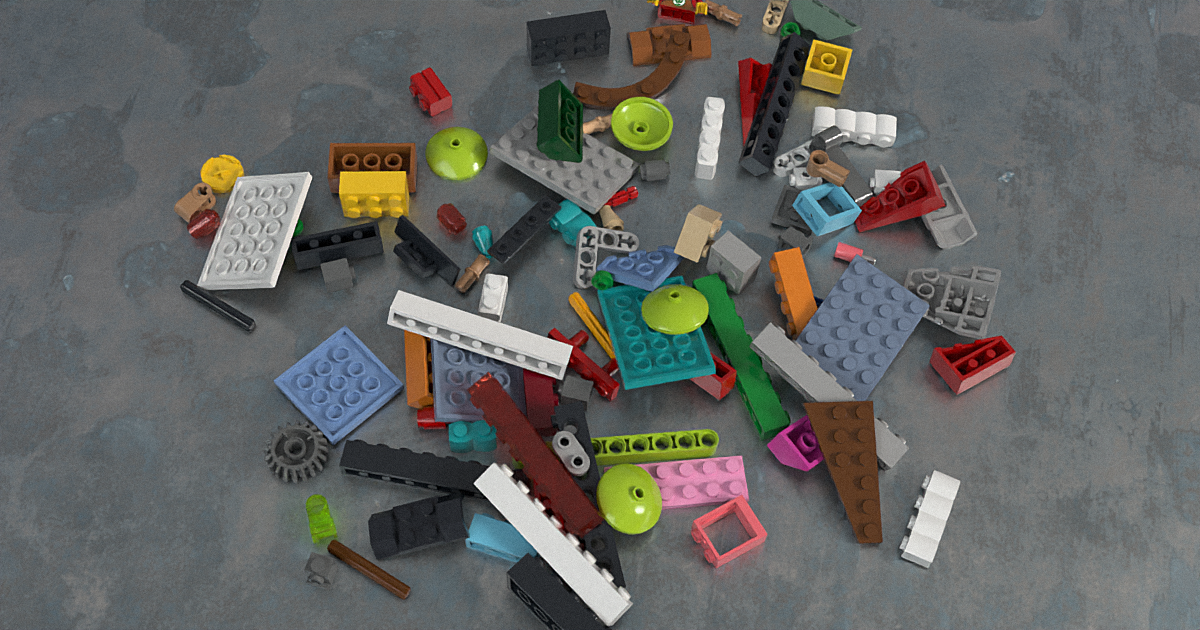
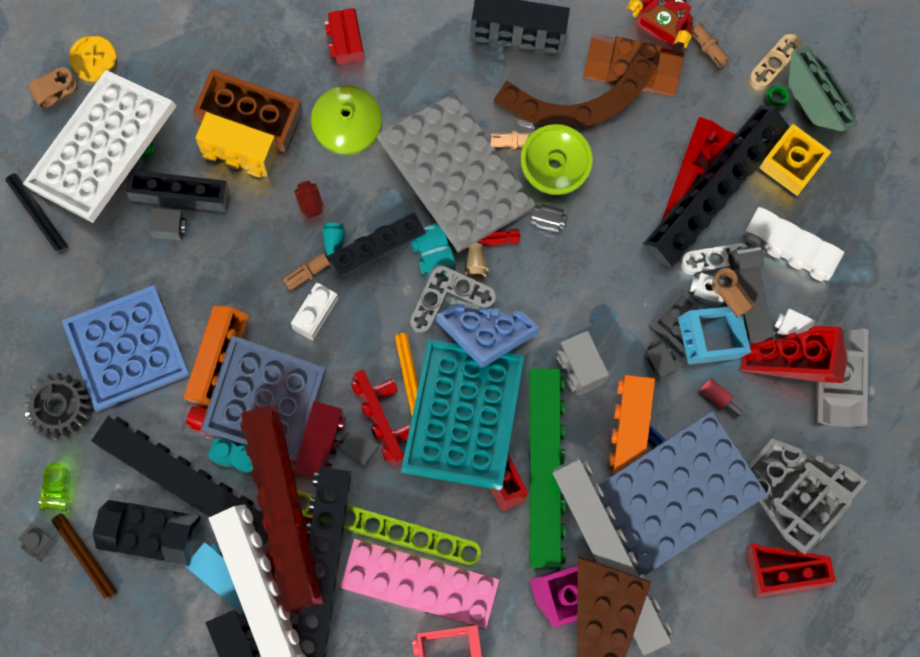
camera: 20 degrees right, 15 degrees up
(203, 223) = (52, 115): clear red brick -> none
(422, 253) = (261, 230): black bracket -> none
(479, 334) = (279, 354): white brick -> none
(560, 123) = (465, 131): dark green slope -> none
(569, 453) = (319, 522): light grey plate -> none
(602, 280) = (436, 331): green plate -> none
(619, 501) = (346, 585): lime dish -> none
(675, 309) = (495, 408): lime dish -> none
(698, 233) = (558, 318): tan brick -> none
(709, 138) = (625, 201): white brick -> none

